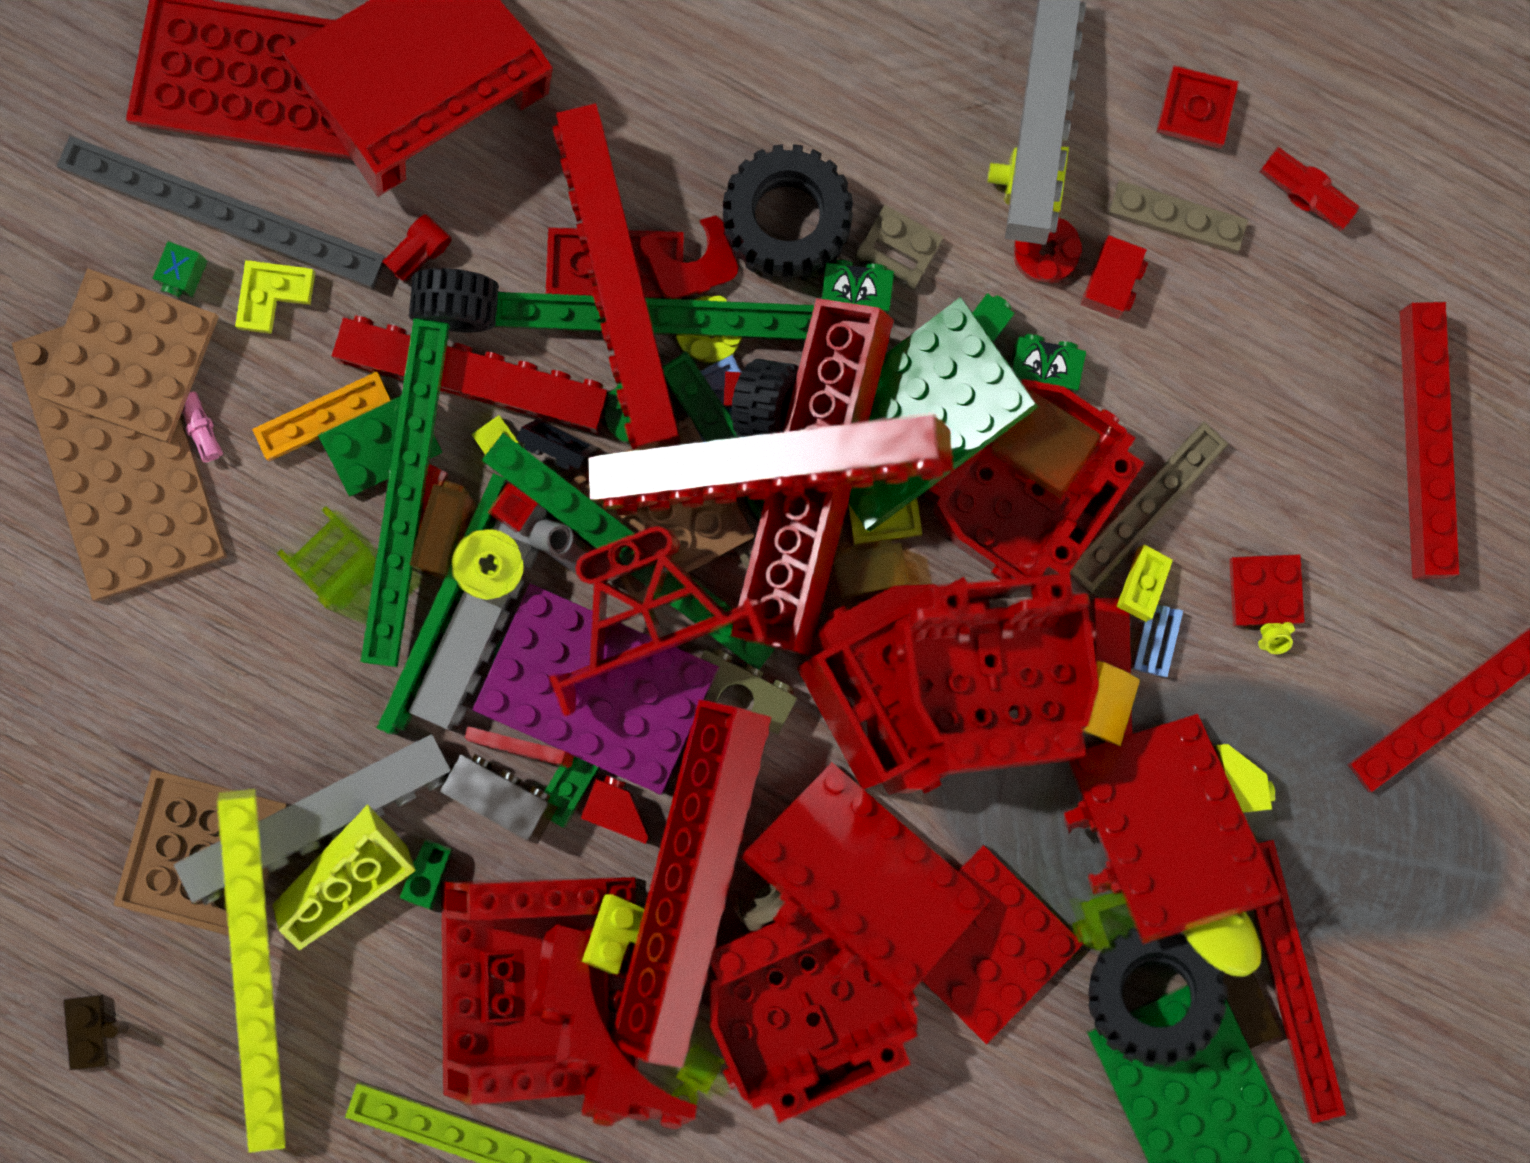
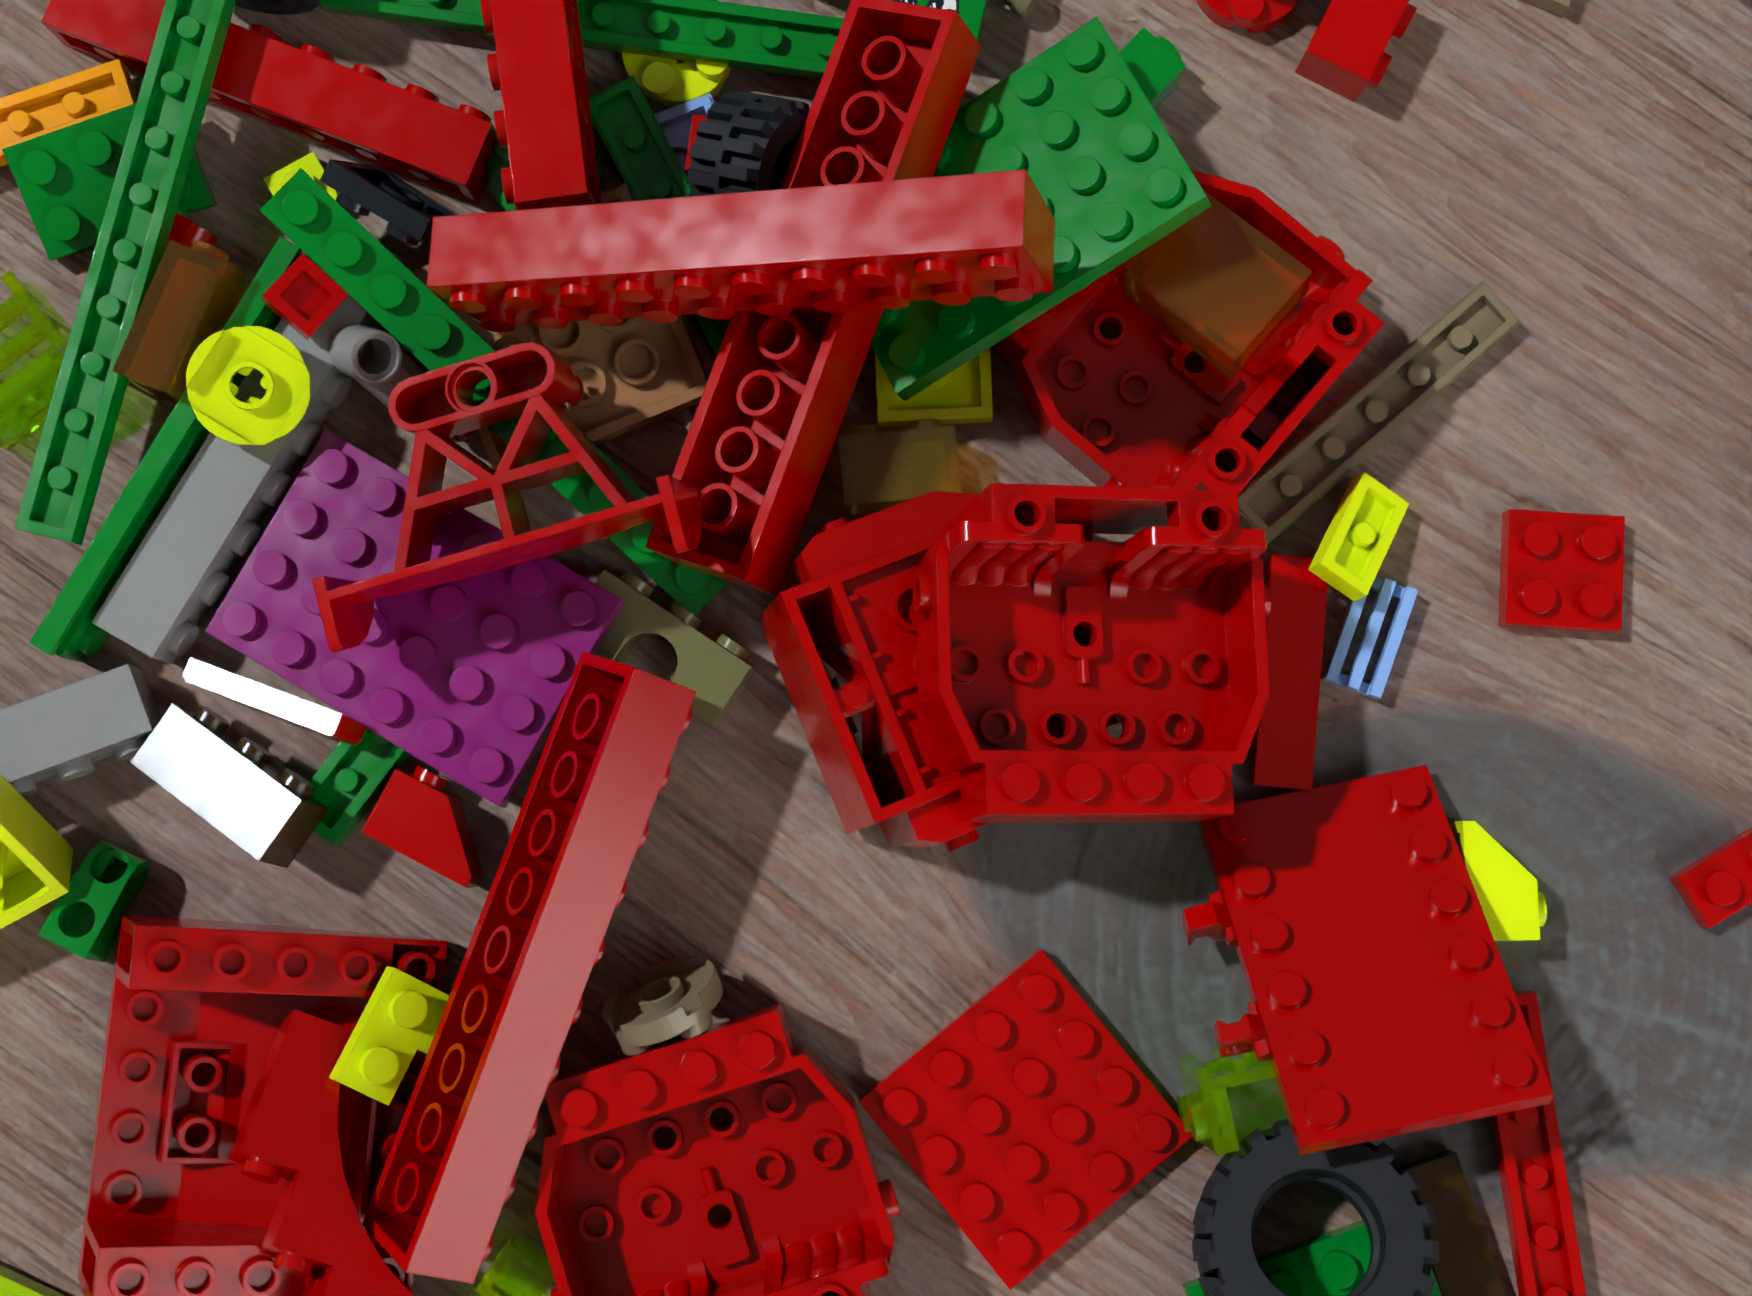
camera: 10 degrees right, 0 degrees up
(864, 882) = (828, 995): red hinge -> none
(1048, 362) = (1237, 149): green brick -> none
(1112, 703) = (1285, 732): yellow slope -> none
(1228, 944) = (1446, 1170): neon yellow dish -> none
(1276, 637) = (1572, 651): neon yellow plate -> none

